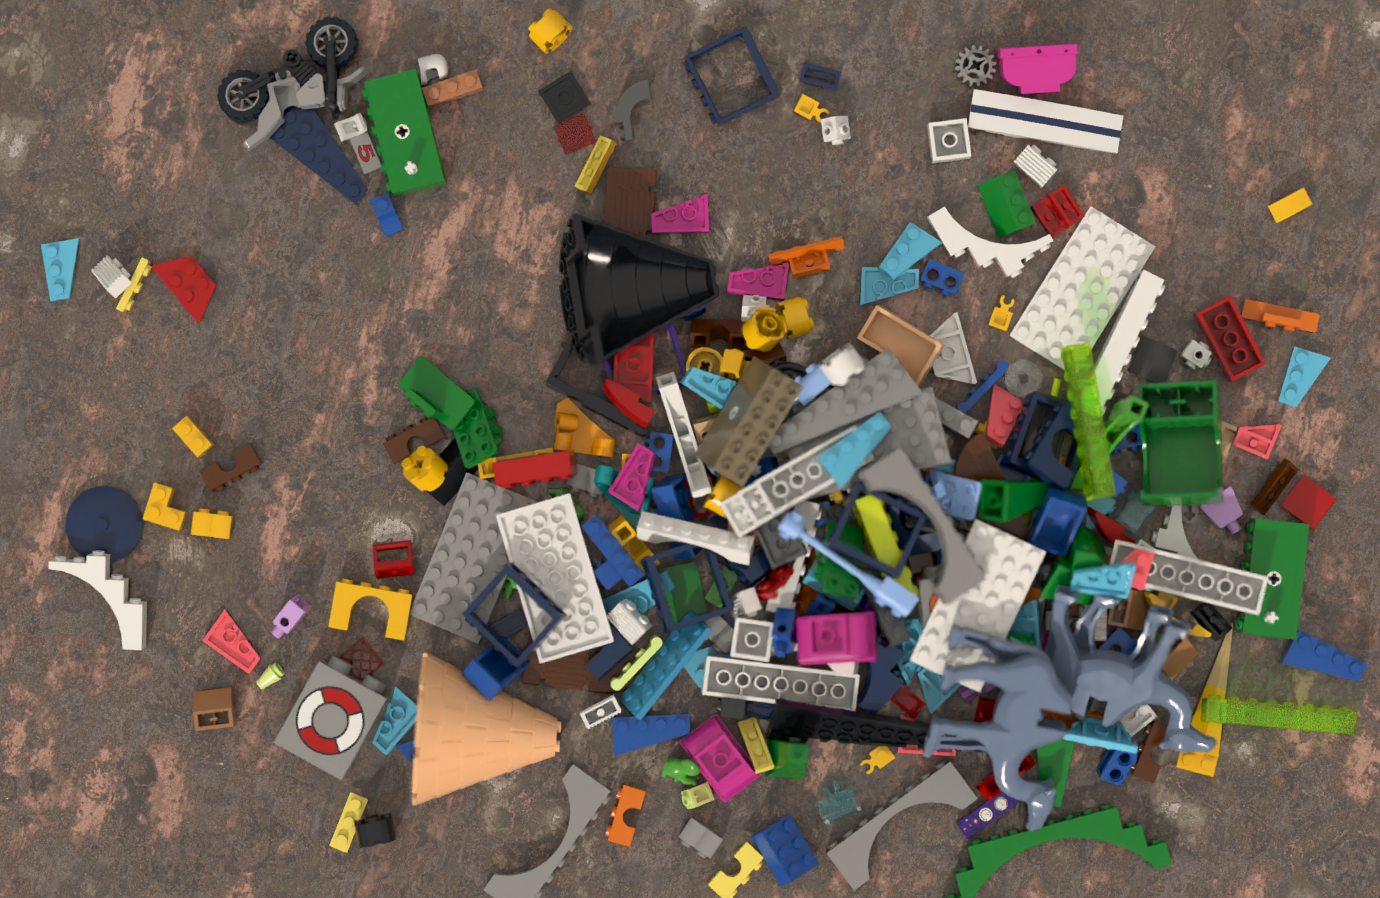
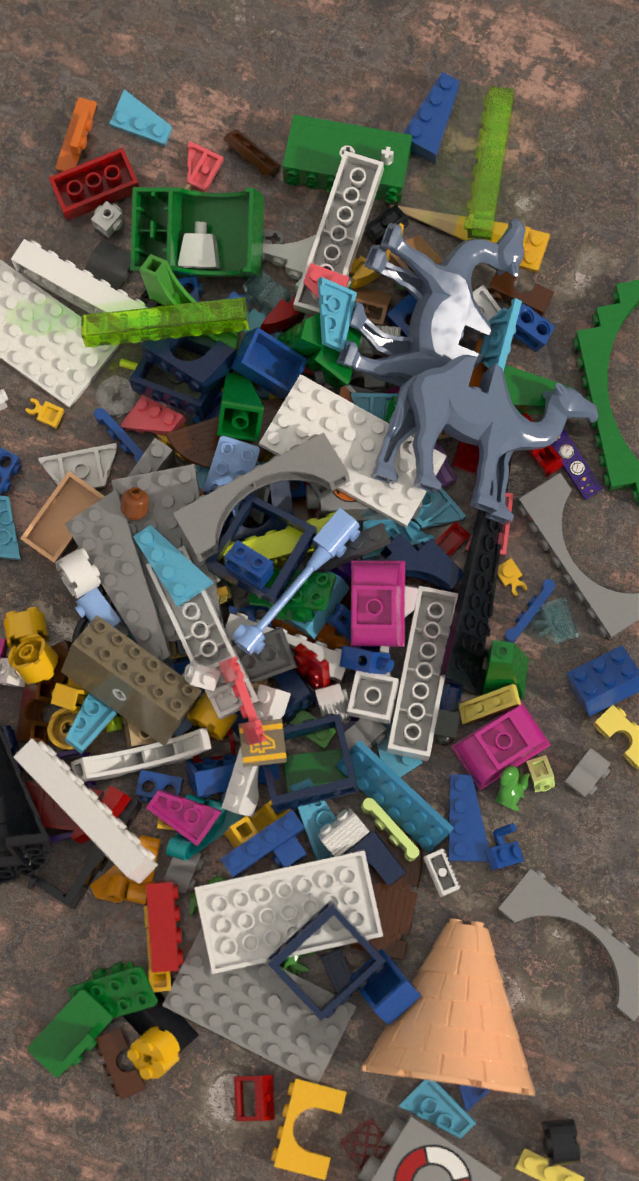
camera: 80 degrees left, 10 degrees down
(622, 766) = (504, 854): none -> blue plate
(628, 798) = (539, 849): orange arch -> none
(629, 390) = (86, 810): none -> white brick
(700, 544) = (268, 751): none -> dark tan tile
(754, 485) = (201, 675): none -> white bracket
(754, 515) = (253, 728): none -> coral wedge
(838, 773) = (525, 618): none -> blue plate
(857, 520) = (249, 564): none -> blue brick
(908, 411) = (134, 503): none -> dark orange head
(1167, 446) = (199, 249): none -> white torso
(1224, 514) = (276, 204): lavender torso -> none
(1308, 502) = (270, 121): red slope -> none

